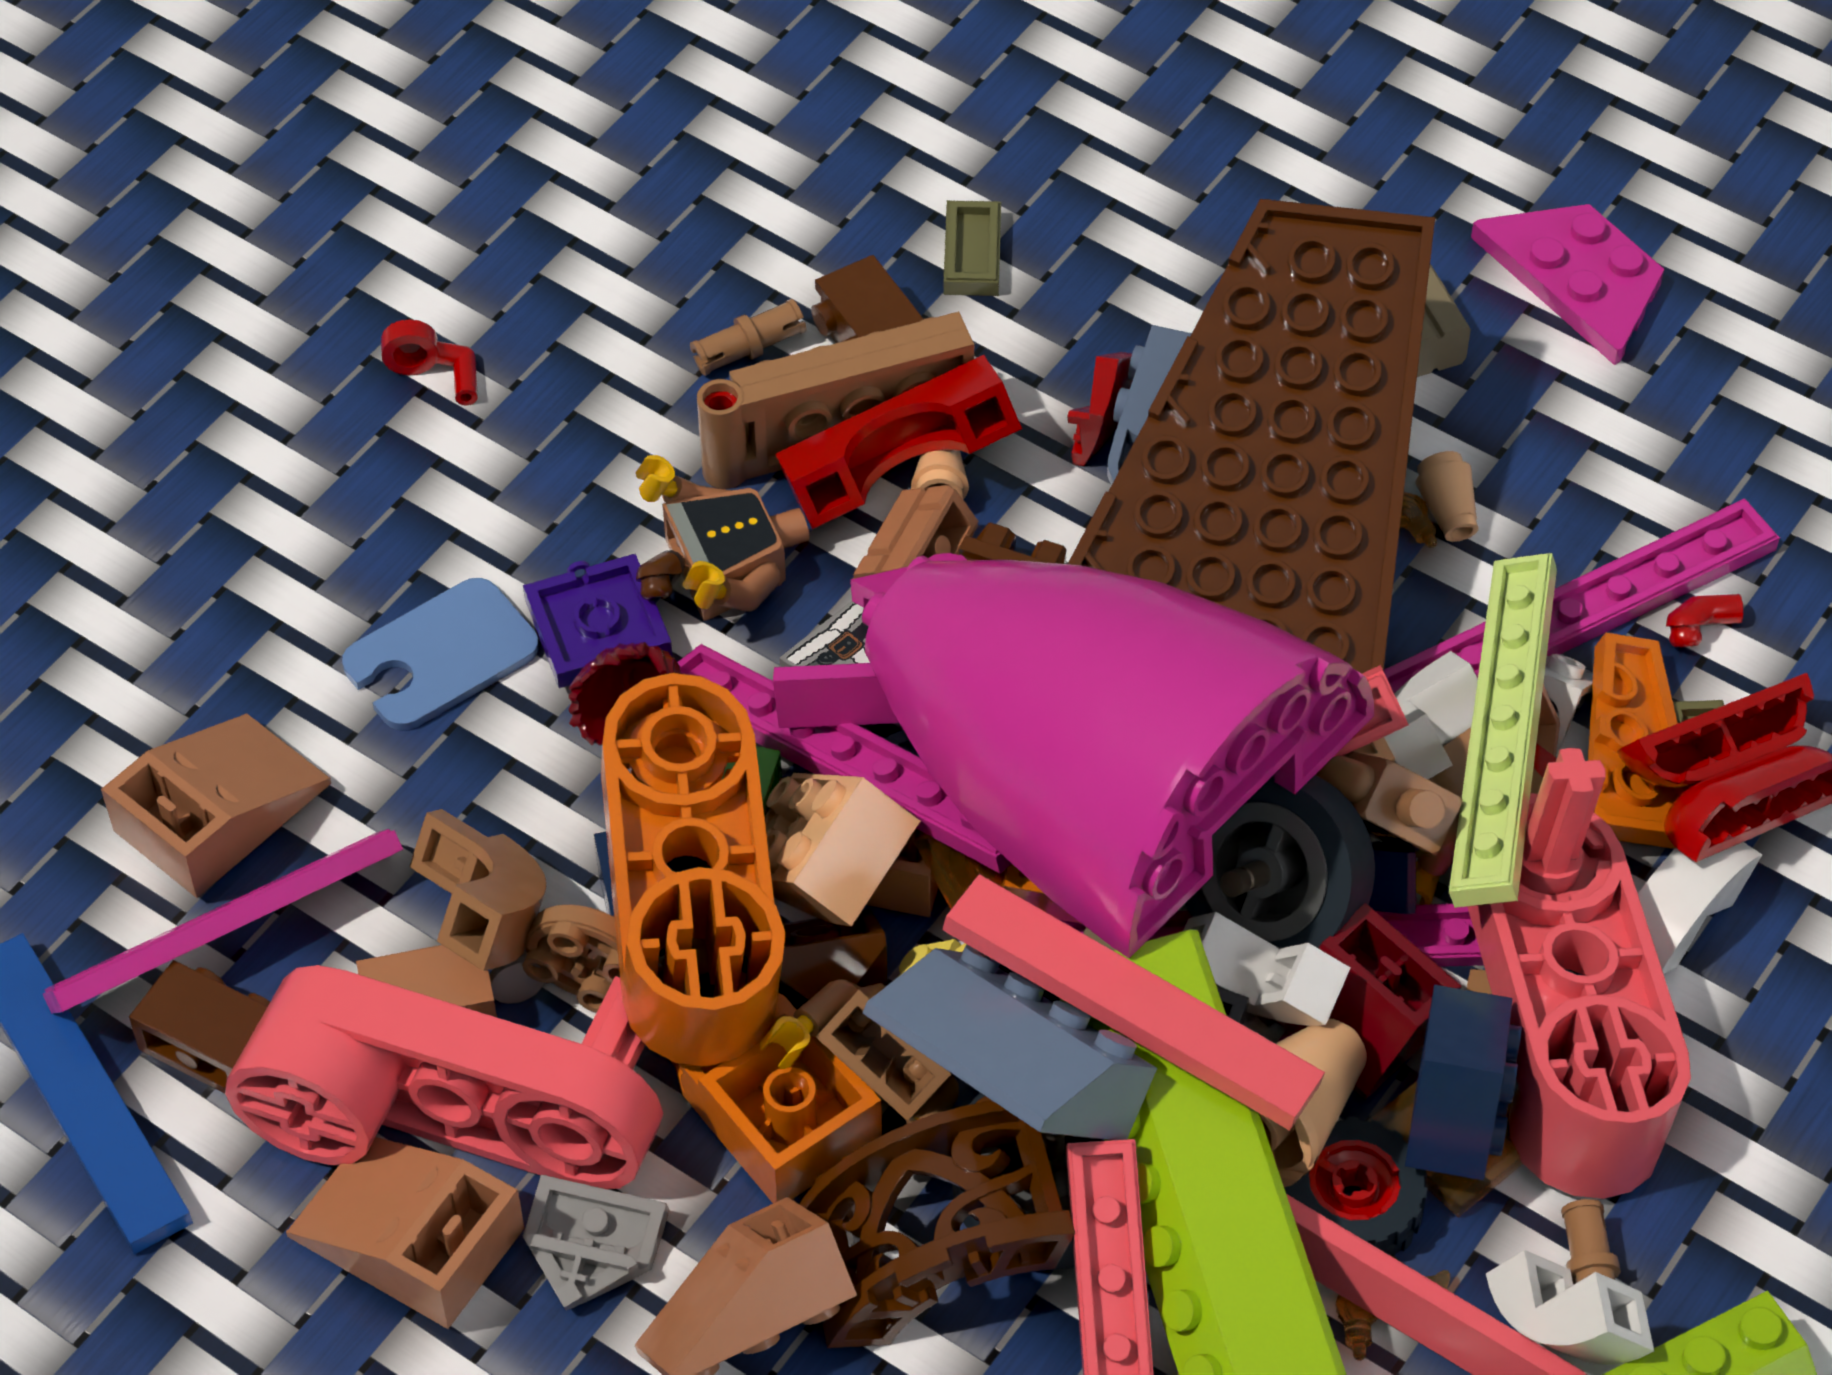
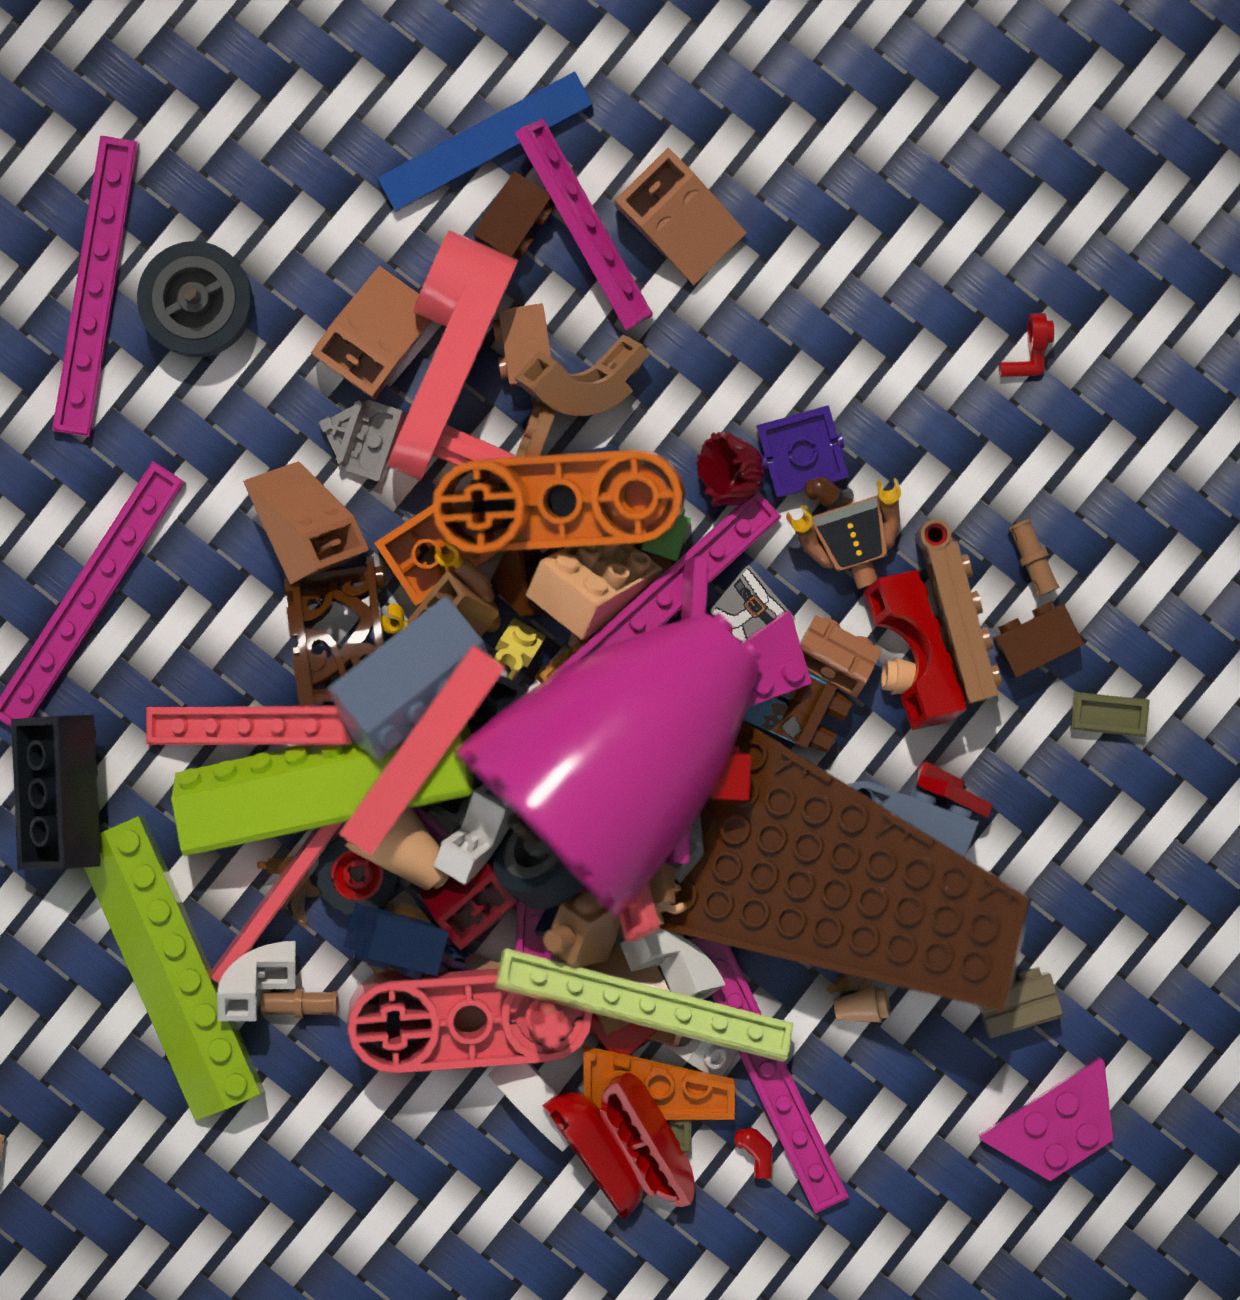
camera: 95 degrees right, 35 degrees up
(449, 647) = (798, 361): medium blue piece -> none

